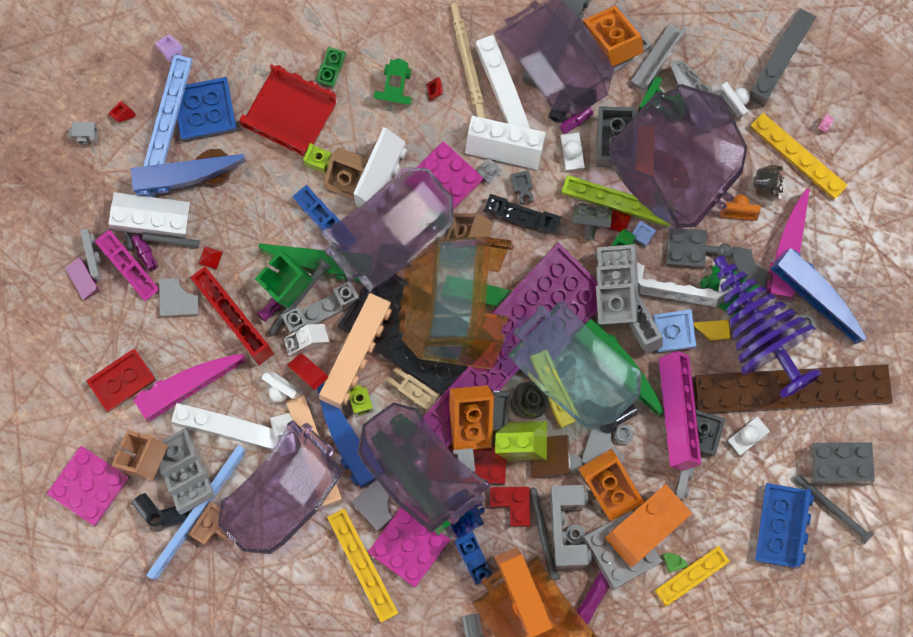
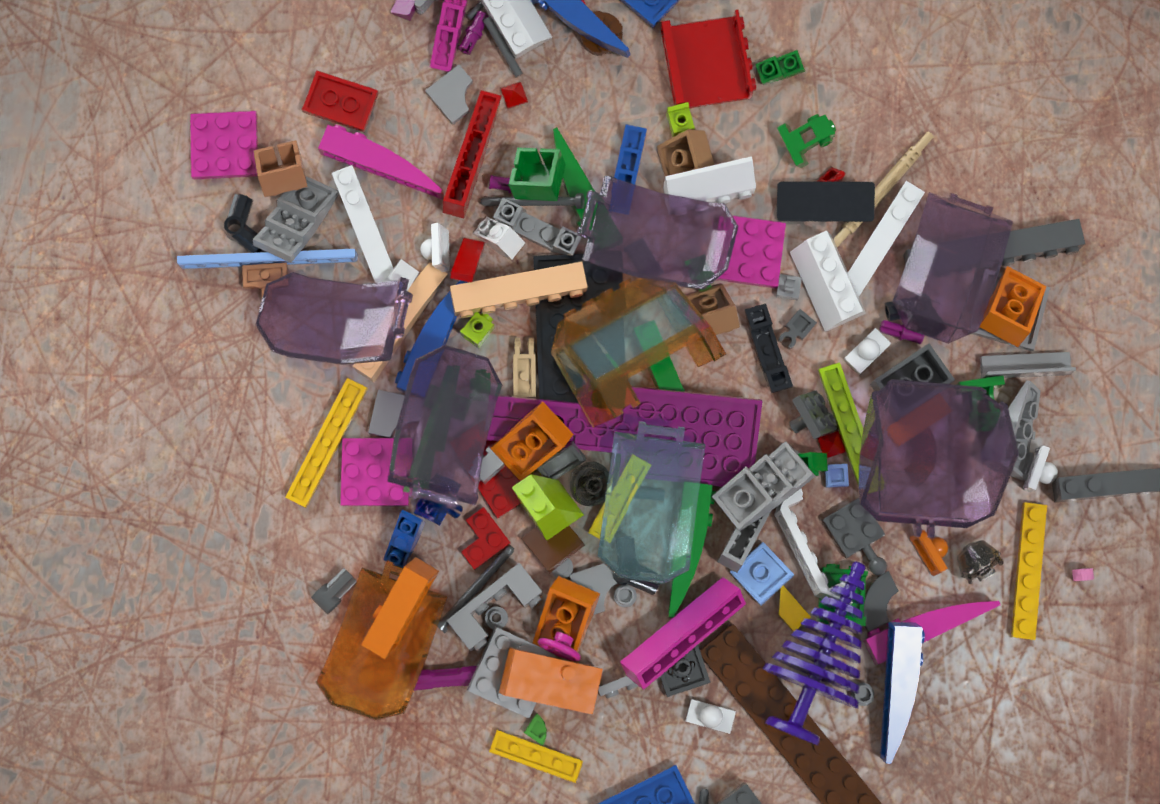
camera: 50 degrees right, 5 degrees up
(449, 103) = (826, 201): none -> black piece
(629, 501) = (560, 647): none -> dark pink piece

